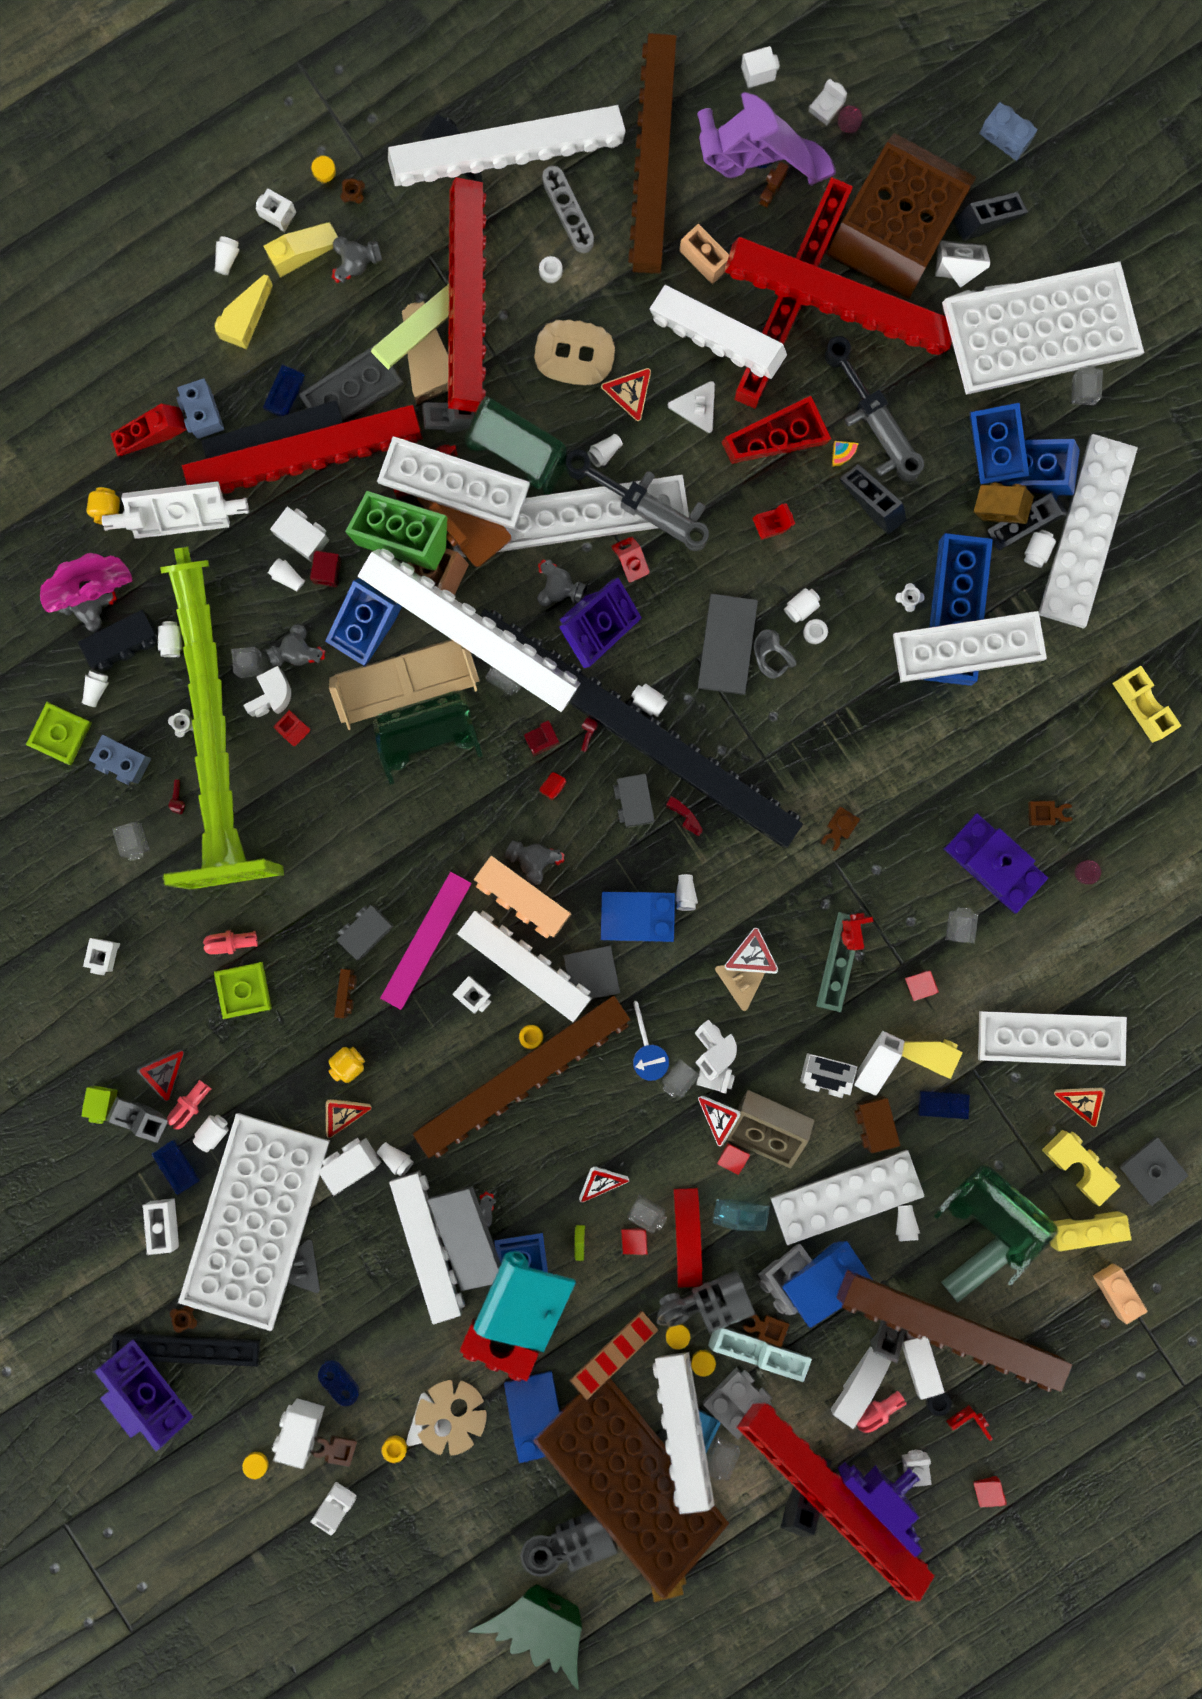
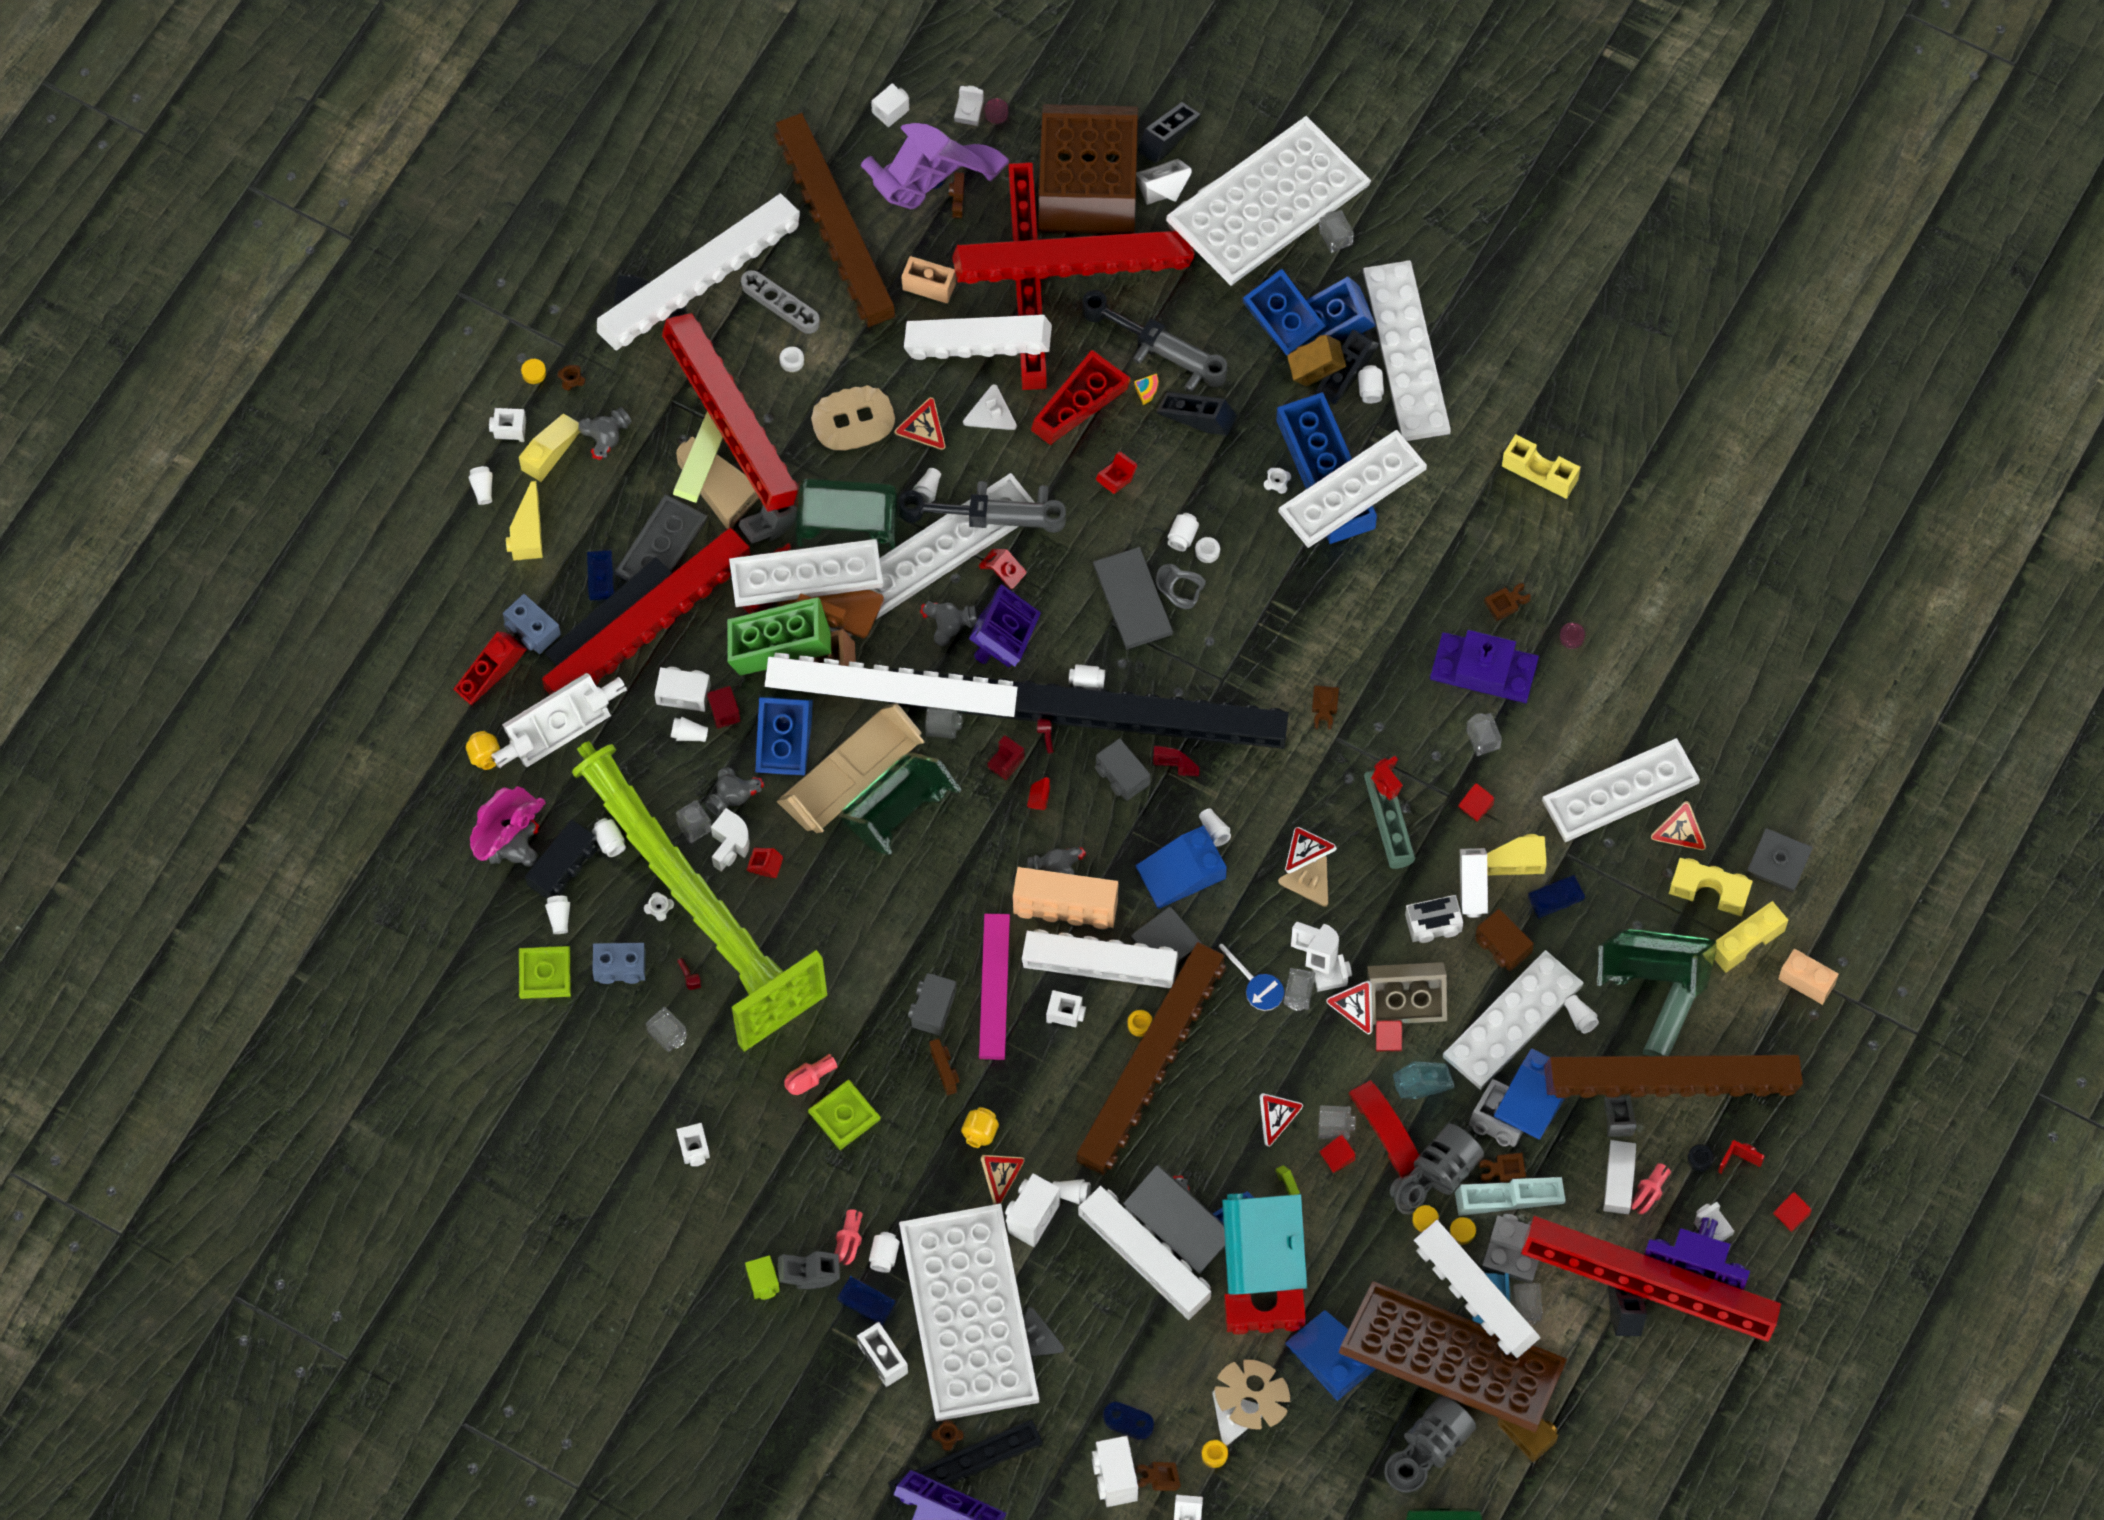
camera: 25 degrees left, 20 degrees down
(162, 1073) = (809, 1221): piece -> none
(613, 1355) = (1374, 1258): tile -> none
(922, 1366) = (1663, 1127): white brick -> none
(1008, 131) = (1145, 56): sand blue brick -> none

